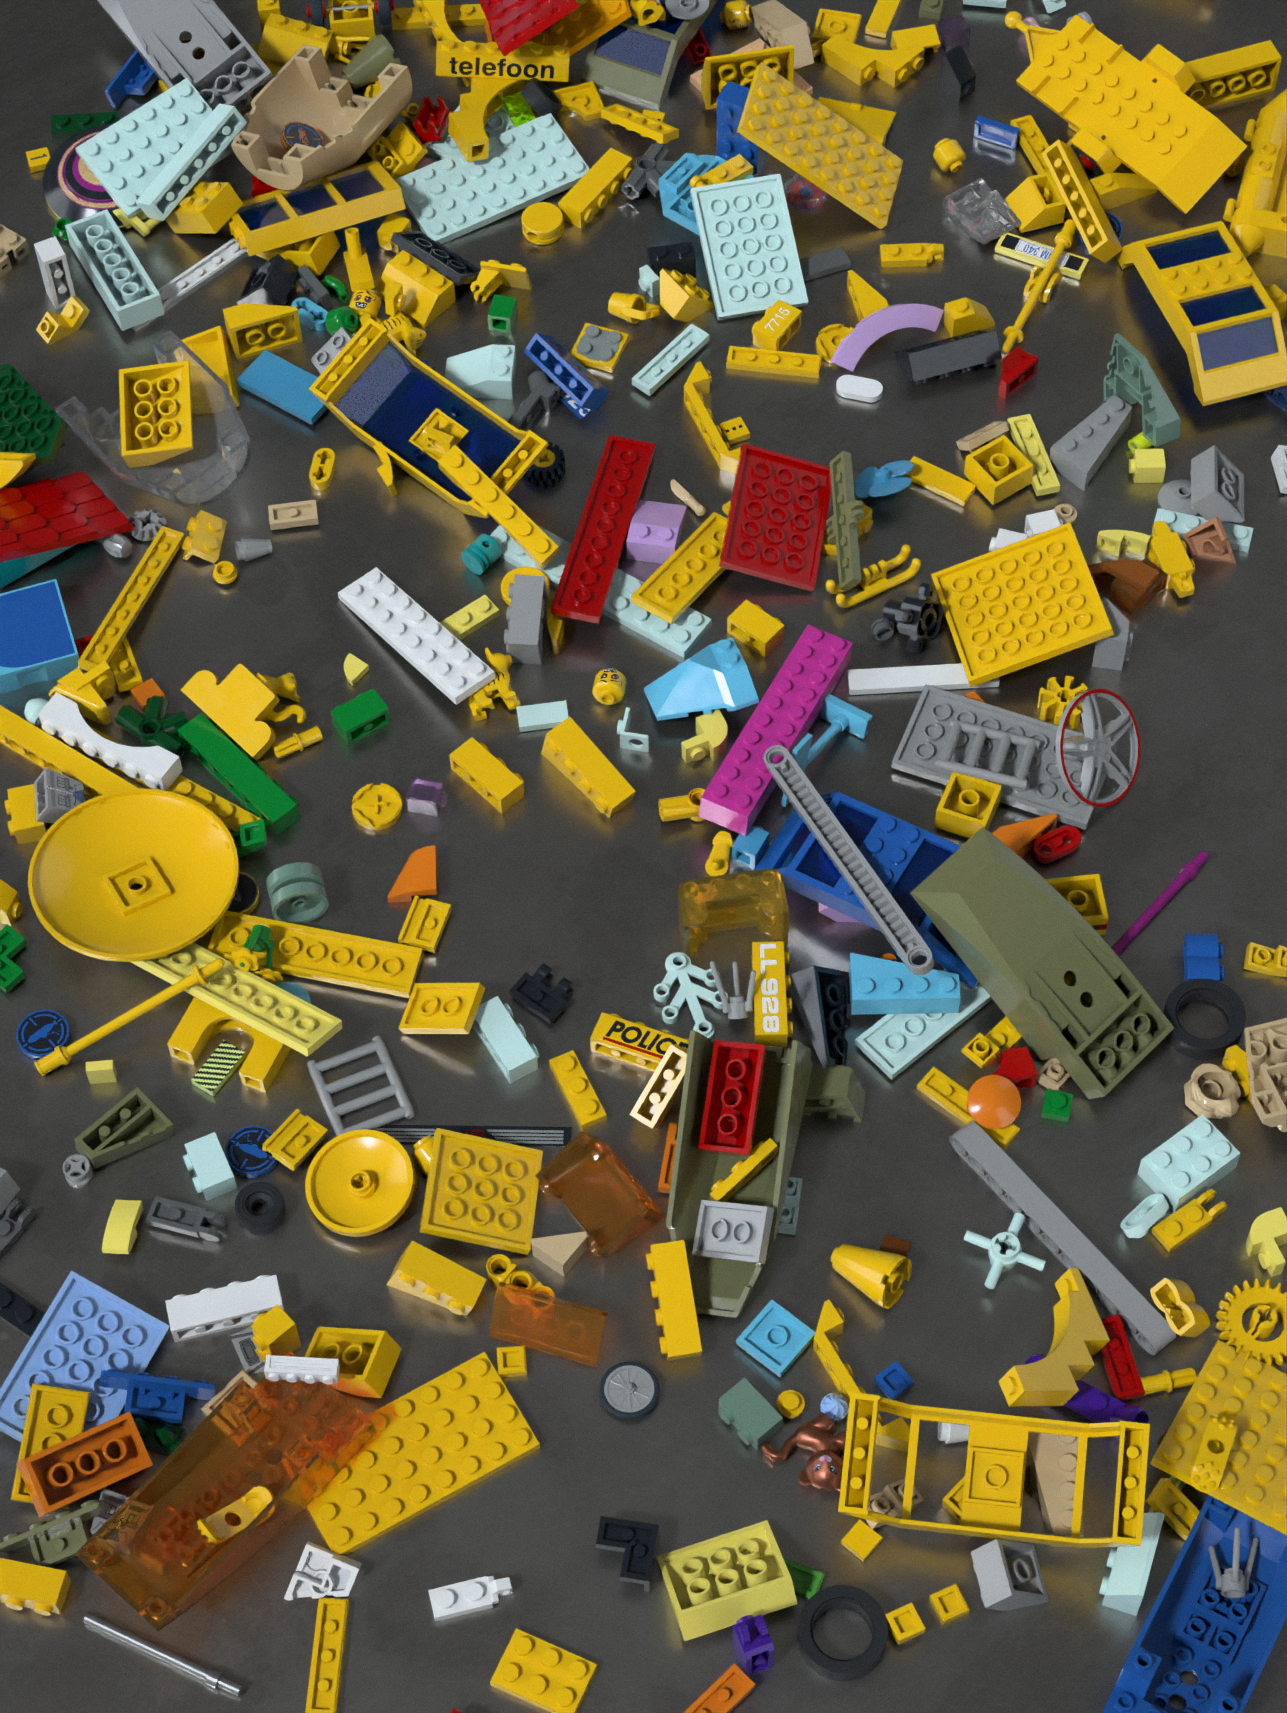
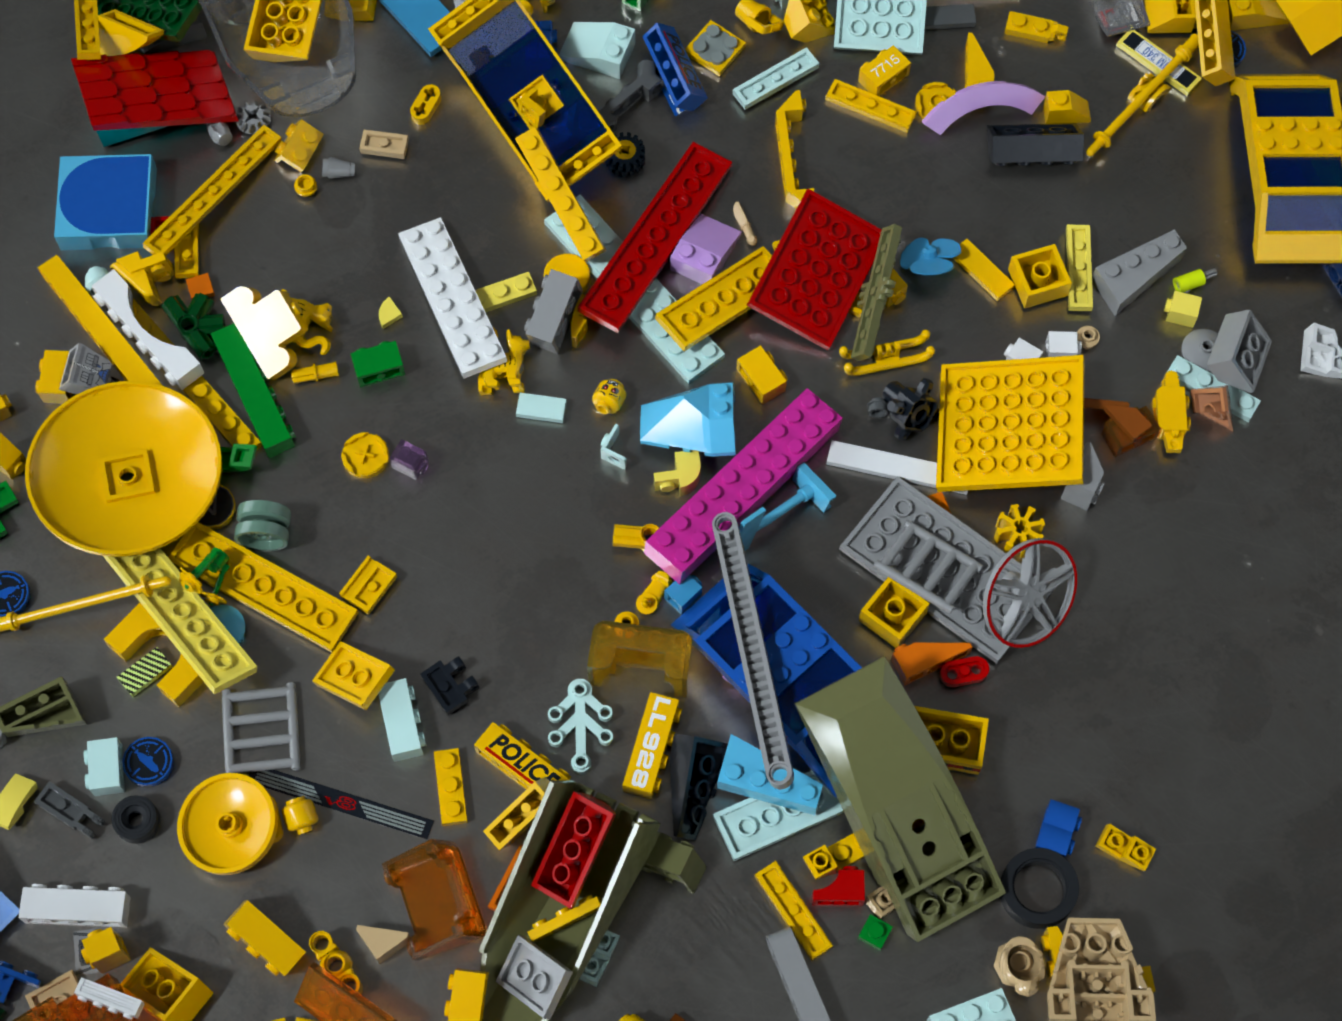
camera: 15 degrees right, 10 degrees up
(101, 1071) = (41, 646): light yellow tile -> none
(295, 1139) = (186, 763): yellow plate -> none
(387, 470) = (480, 125): yellow slope -> none
(417, 876) = (377, 535): orange slope -> none
(479, 556) = (538, 230): teal piece -> none
(481, 1191) = (329, 864): yellow plate -> none
(487, 775) = (471, 453): yellow brick -> none
(587, 767) = (561, 474): yellow wedge -> none
(734, 430) = (810, 167): yellow tile -> none
(737, 1006) = (618, 750): light grey plant -> none
(859, 388) = (940, 154): white tile -> none
(987, 433) = (1044, 234): tan plate -> none
(993, 1102) = (815, 916): orange dish -> none
(1016, 370) = (1091, 177): red slope -> none
(1116, 540) = (1126, 378): light yellow slope -> none
(1135, 382) = (1191, 223): sand green wedge -> none
(1187, 873) = (1076, 735): magenta bar -> none

